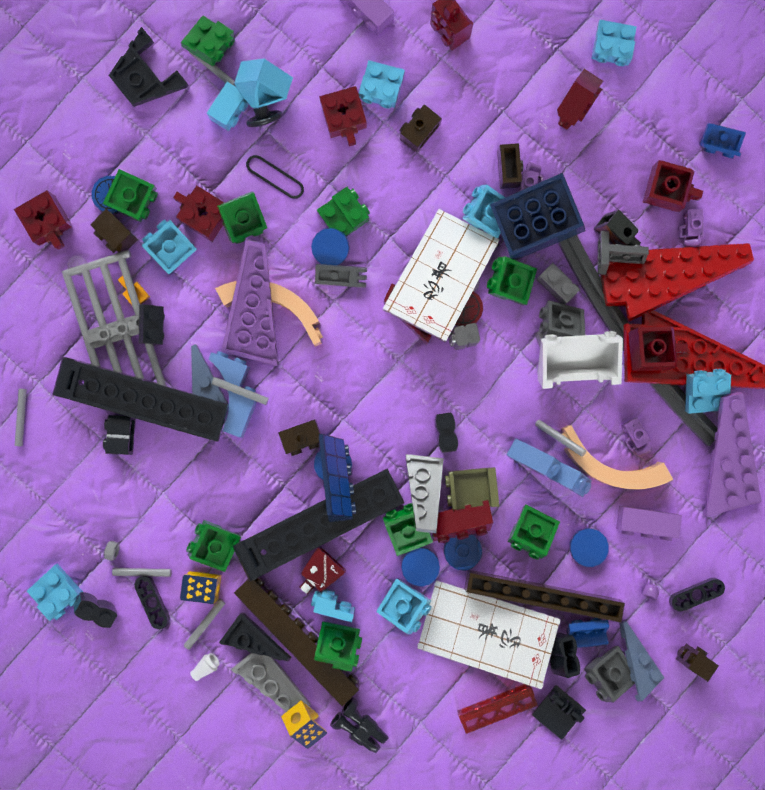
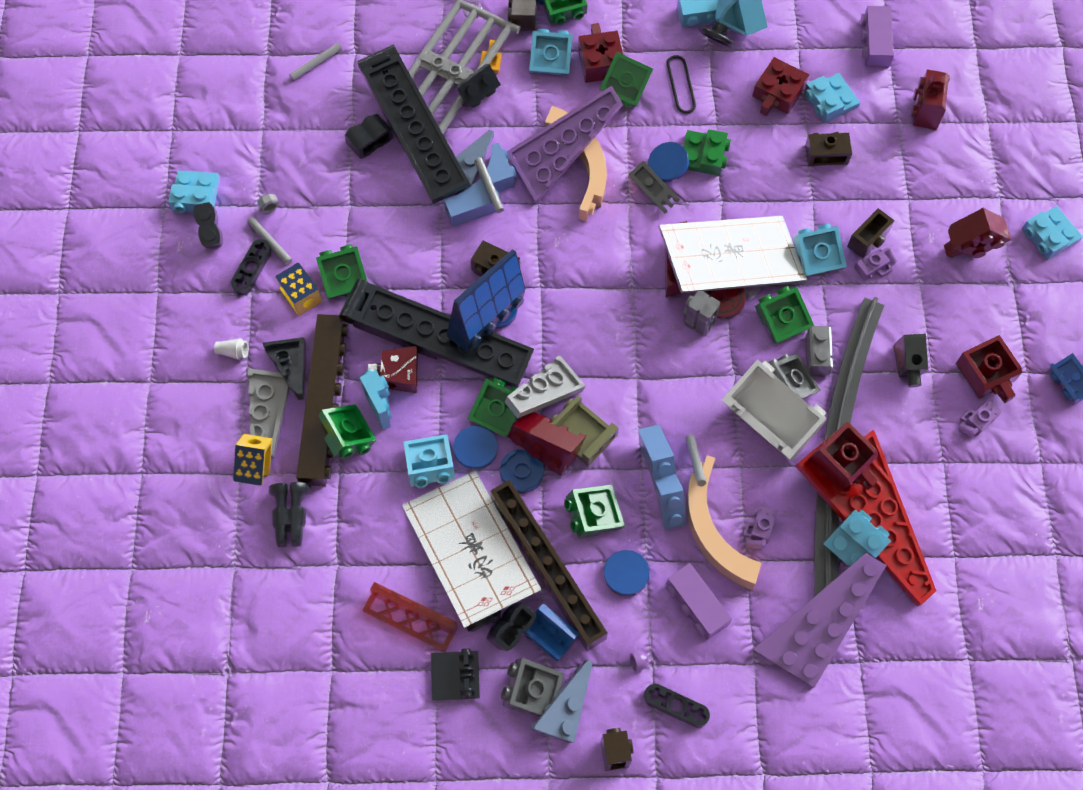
camera: 45 degrees right, 20 degrees down
(204, 624) = (263, 321): light grey bar -> none
(445, 426) = (607, 369): black brick -> none
(538, 217) = (853, 284): dark blue slope -> none
(618, 253) = (892, 370): dark grey bracket -> none
(669, 275) = (902, 418): red wing -> none

